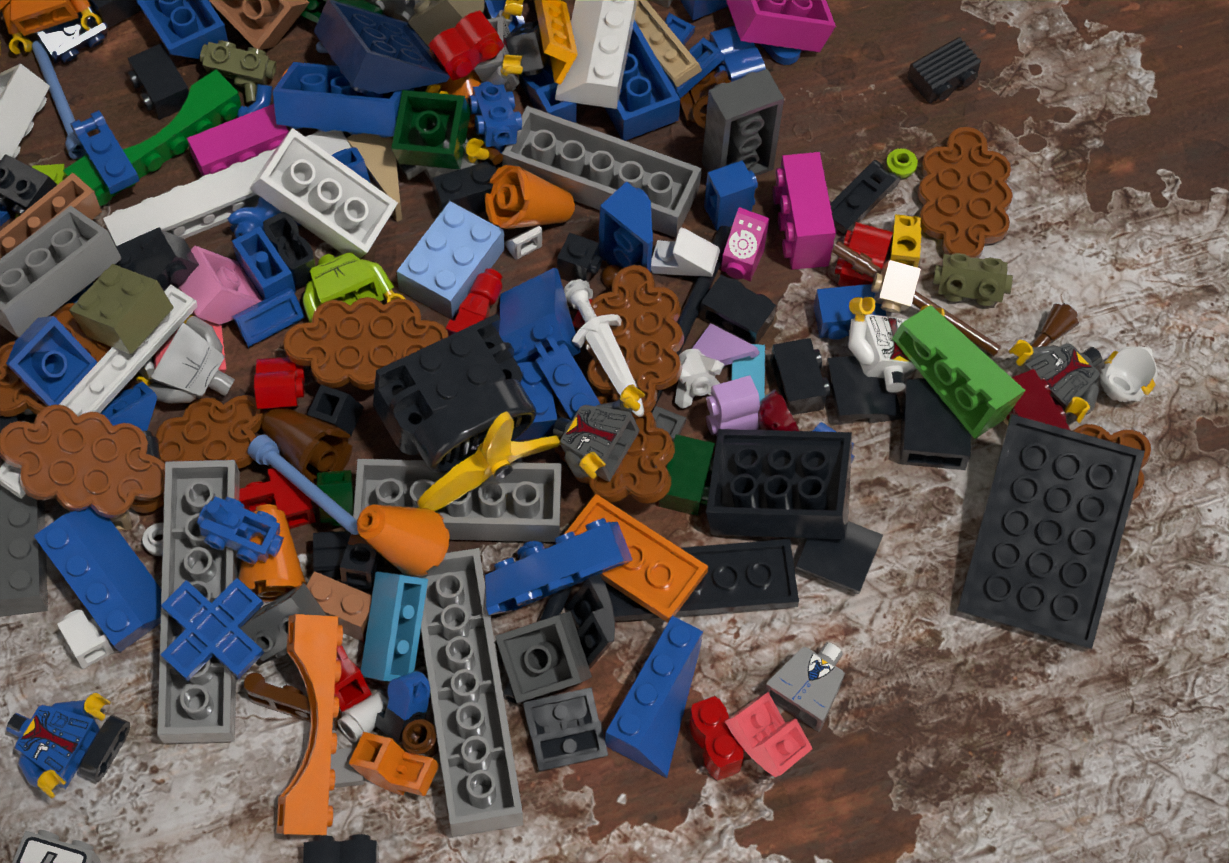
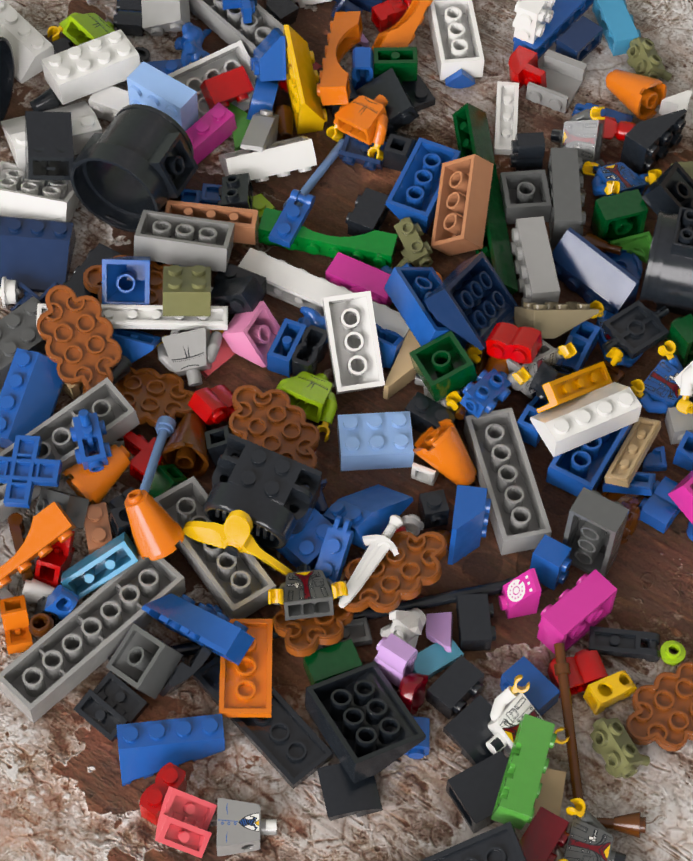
camera: 55 degrees right, 5 degrees down
(268, 316) = (258, 372): blue tile -> none
(477, 304) = (349, 477): red piece -> none
(685, 256) = (487, 567): white slope -> none
(895, 286) = (557, 697): brick -> none

